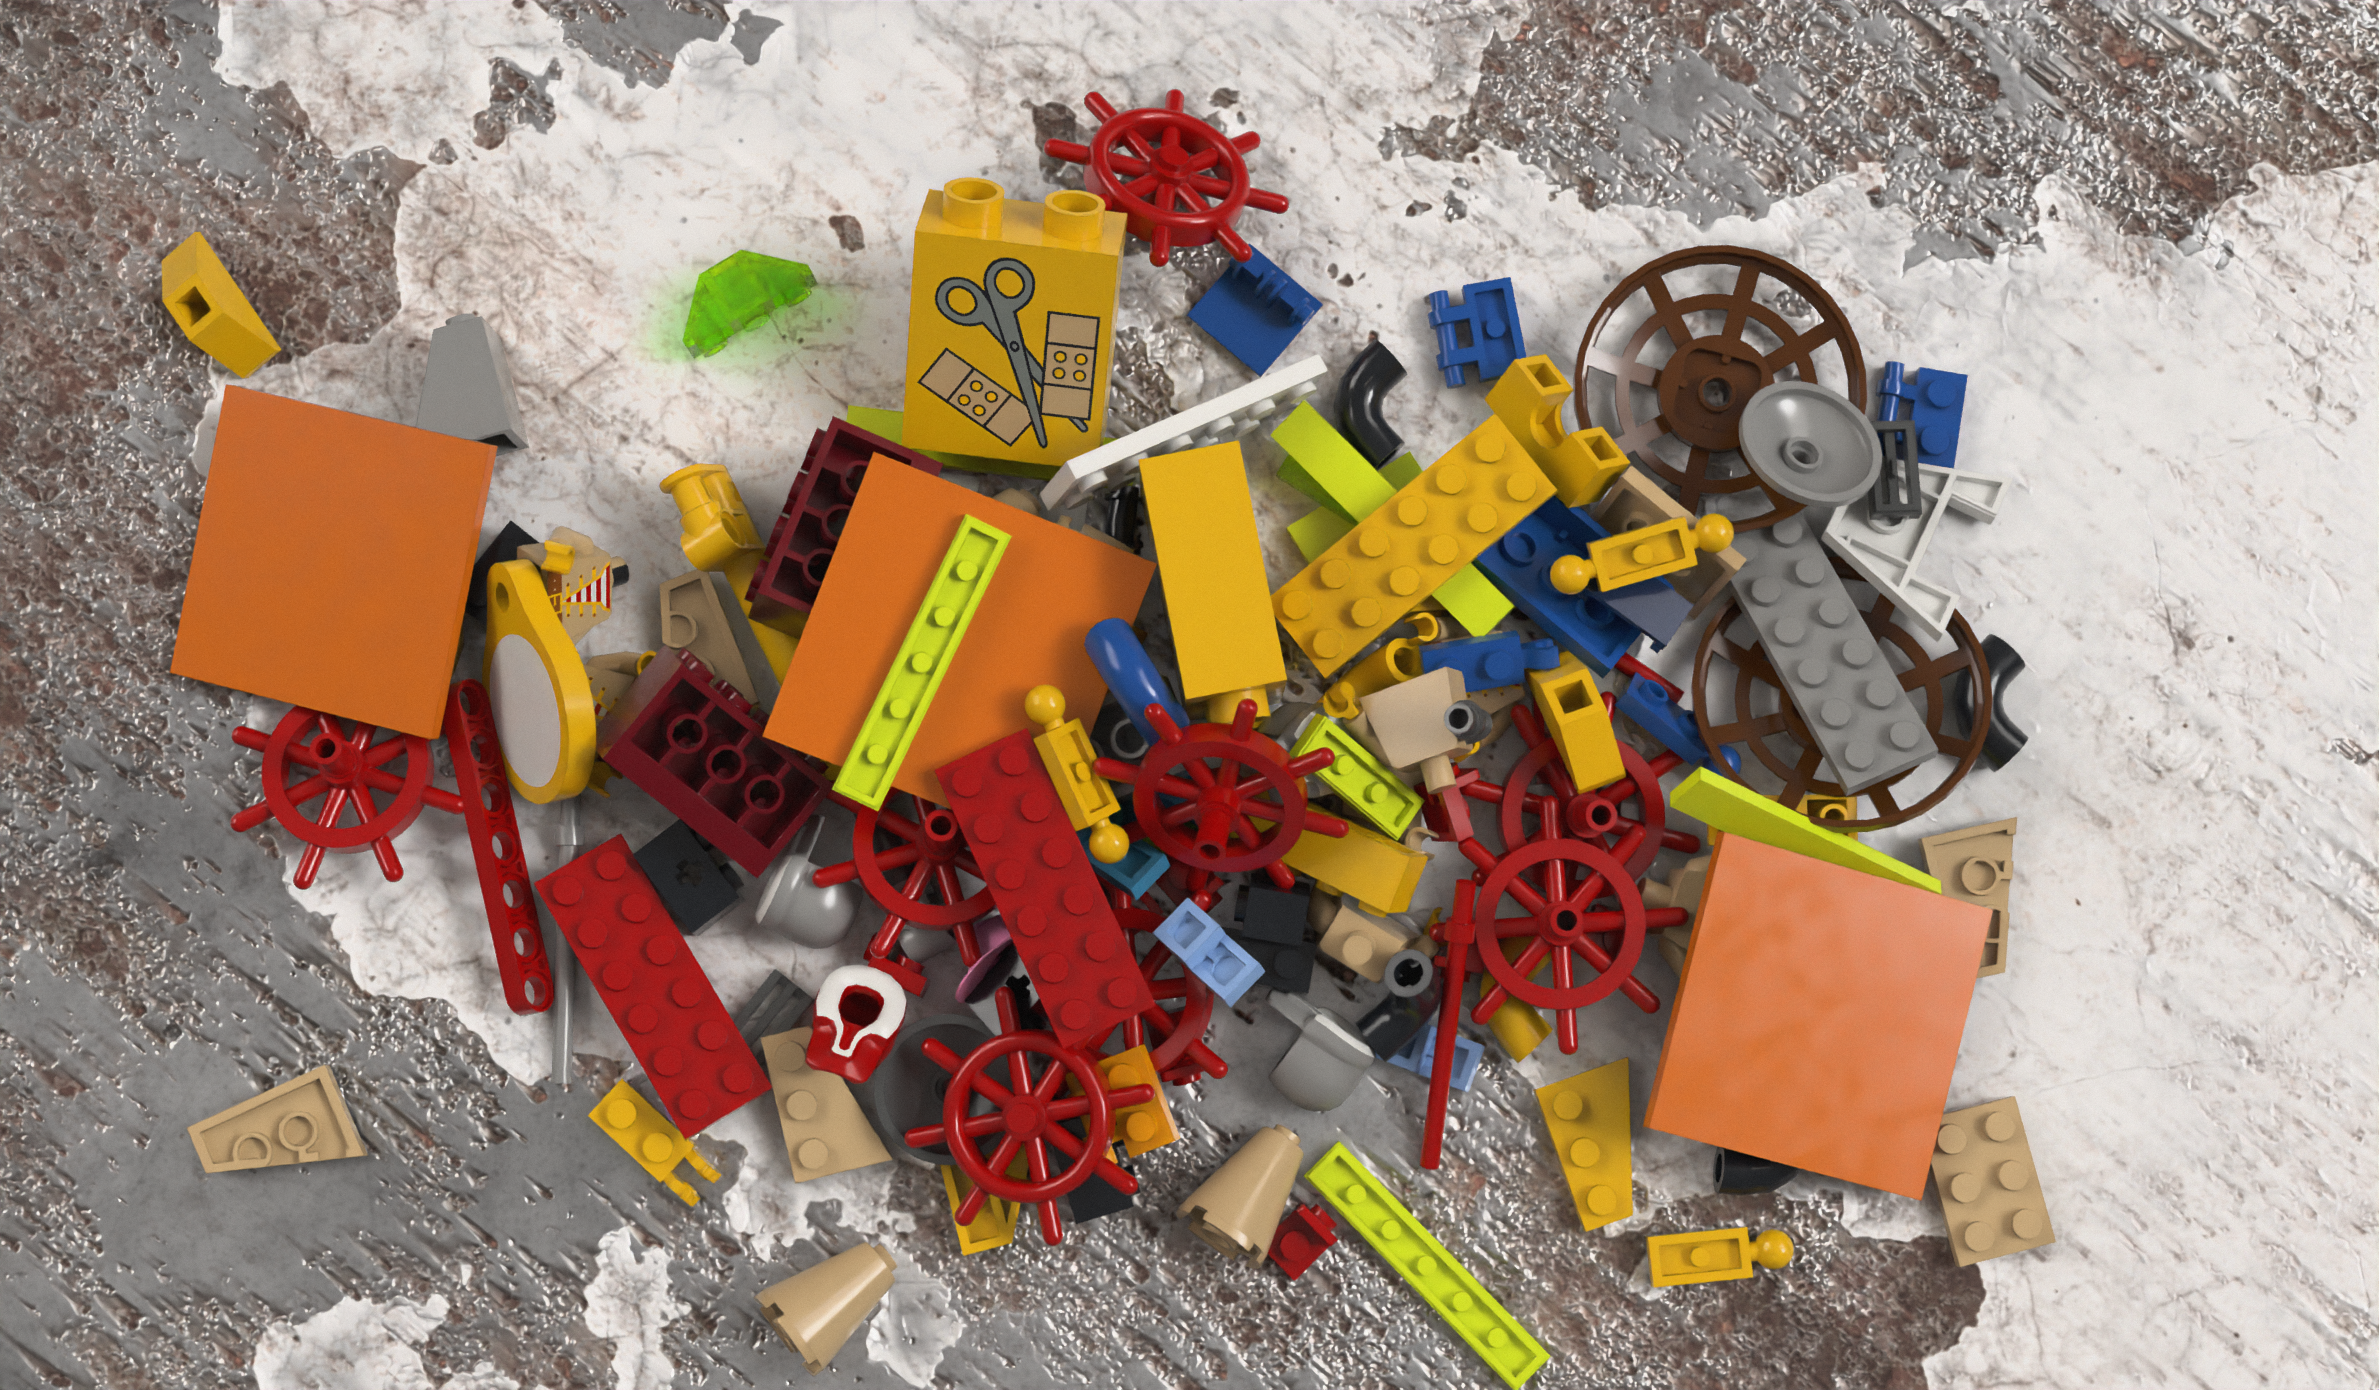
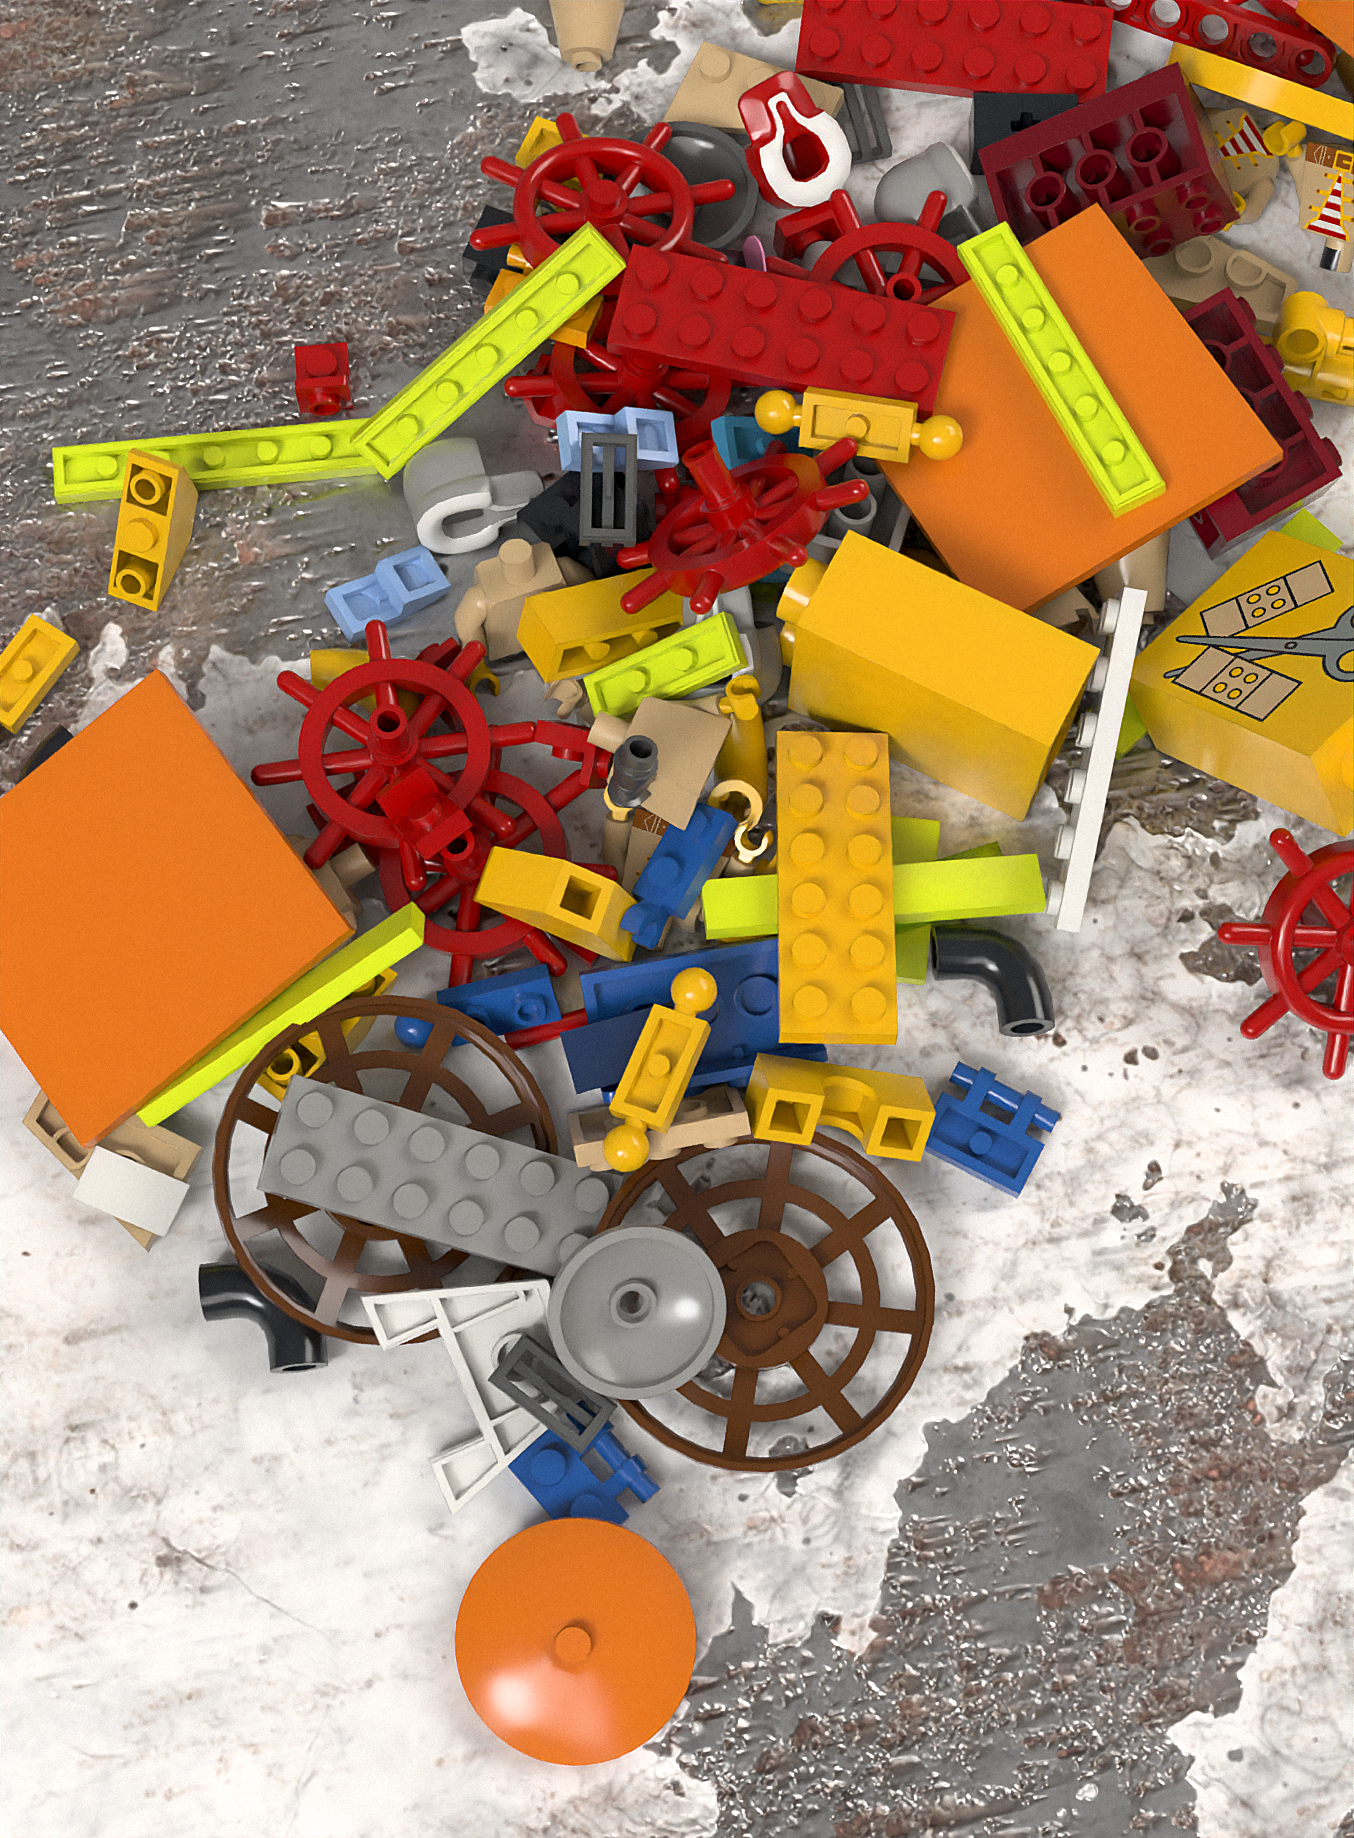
camera: 130 degrees right, 10 degrees down
(1131, 675) = (905, 516): blue cylinder -> none
(1211, 1105) = (488, 350): none -> neon yellow tile
(1226, 946) = (607, 534): none -> dark grey tile
(1246, 1196) = (387, 335): tan cone -> none
(1255, 311) = (1166, 950): blue hinge -> none
(1407, 1008) = (438, 574): black cylinder -> none
(1459, 933) = (454, 652): red bar -> none
(1528, 1252) = (151, 528): none -> yellow slope
(1592, 1140) = (212, 671): yellow wing -> none
(1600, 852) = (422, 812): none -> red bracket
(1989, 858) = (130, 1191): none -> white sticker
(2023, 338) = (576, 1641): none -> orange dish

